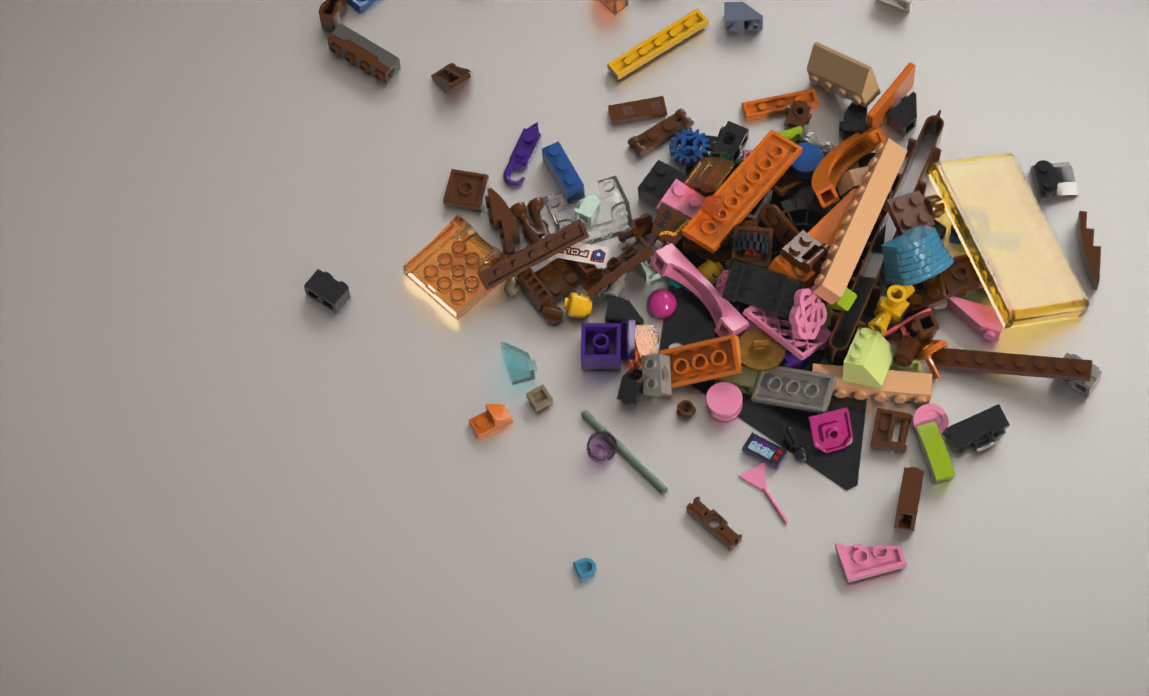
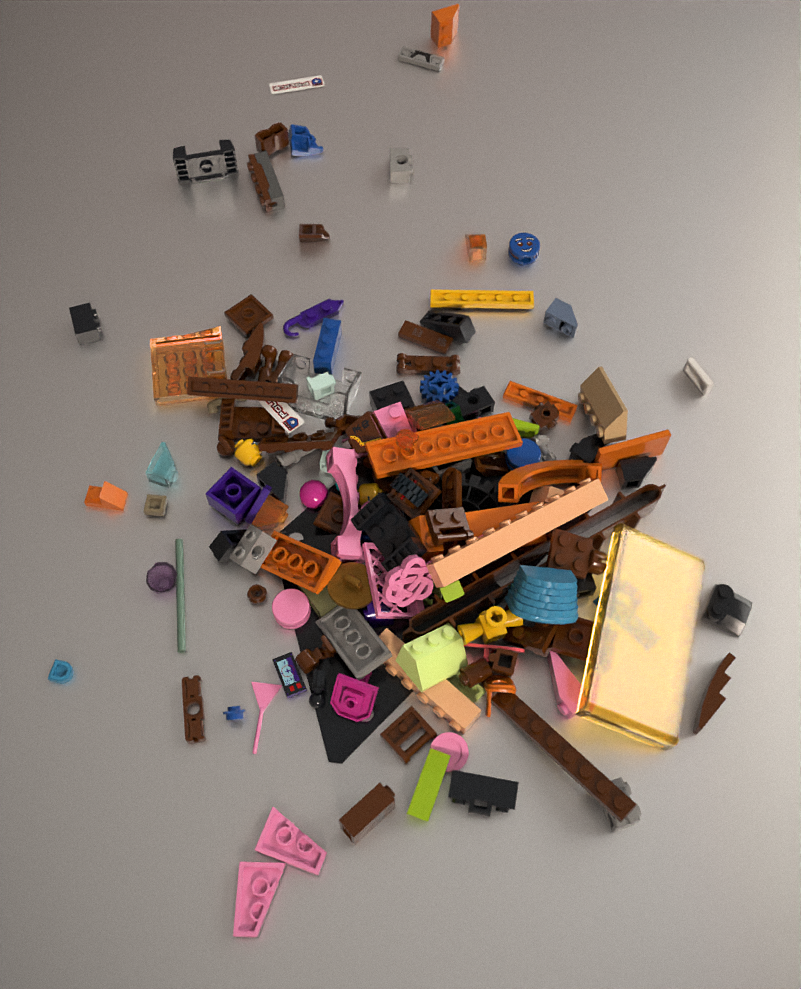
camera: 30 degrees right, 0 degrees up
(297, 74) = (205, 165): none -> black plate
(654, 84) = (450, 324): none -> black slope
(692, 309) = (331, 514): none -> reddish brown plate
(748, 503) = (234, 713): none -> blue plate
(771, 427) = (309, 660): none -> reddish brown leg
(872, 608) = (254, 895): none -> bright pink wing

